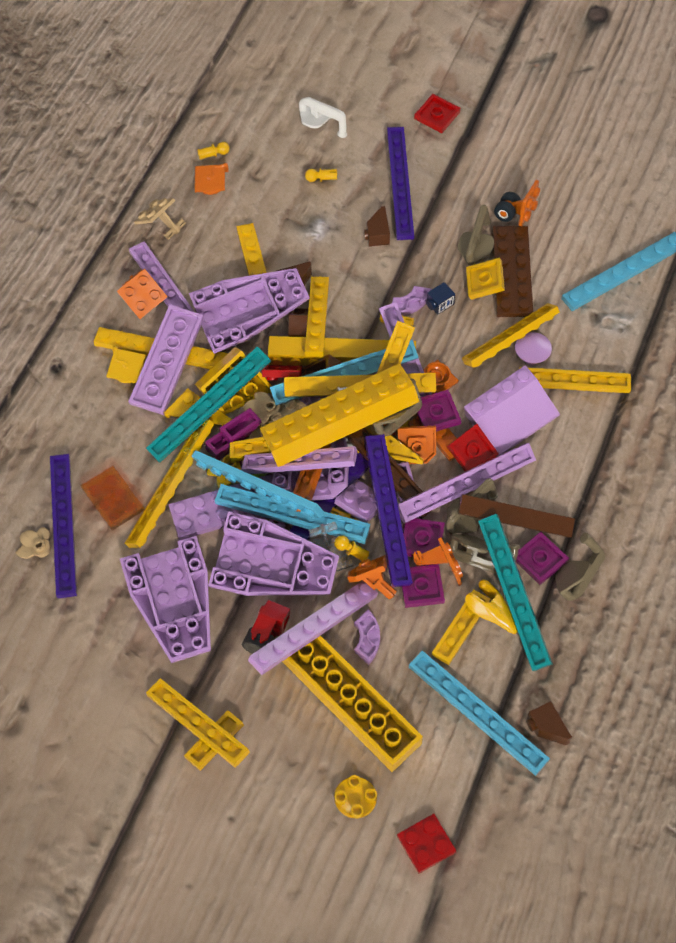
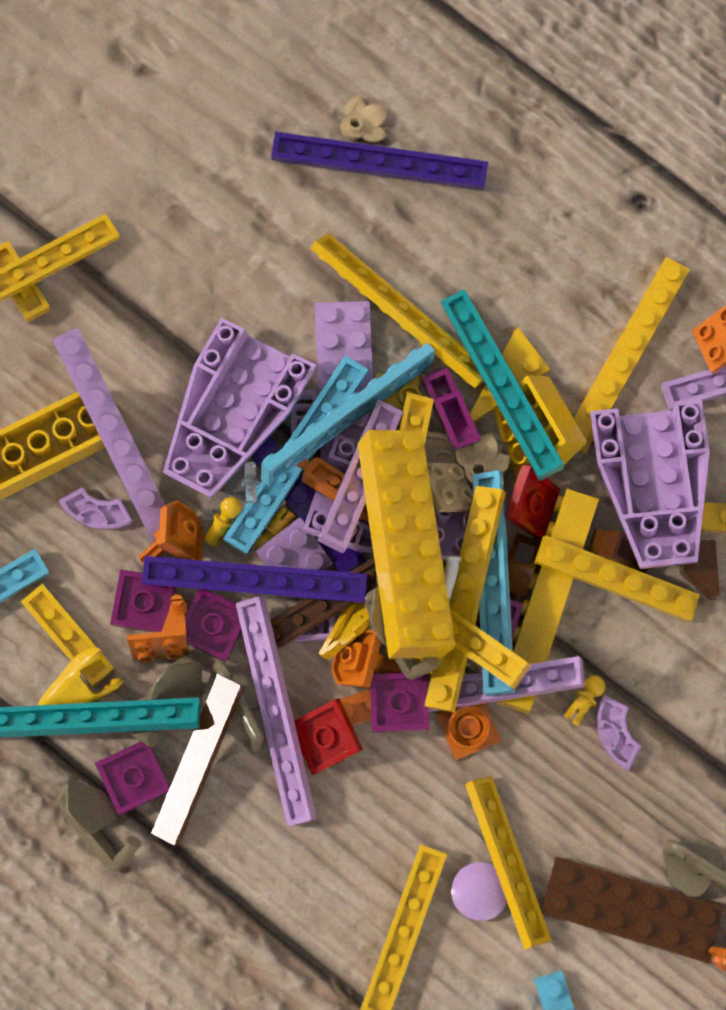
camera: 105 degrees right, 15 degrees up
(112, 498) = (401, 231): clear orange plate -> none
(125, 365) = (609, 291): yellow hat -> none
(166, 359) = (600, 346): lavender plate -> none
(173, 597) = (224, 271): lavender wedge -> none
(270, 622) = (147, 387): red piece -> none
(440, 298) = (604, 776): dark blue brick -> none
(485, 278) = (620, 856): yellow plate -> none
(512, 410) = (371, 814): lavender slope -> none

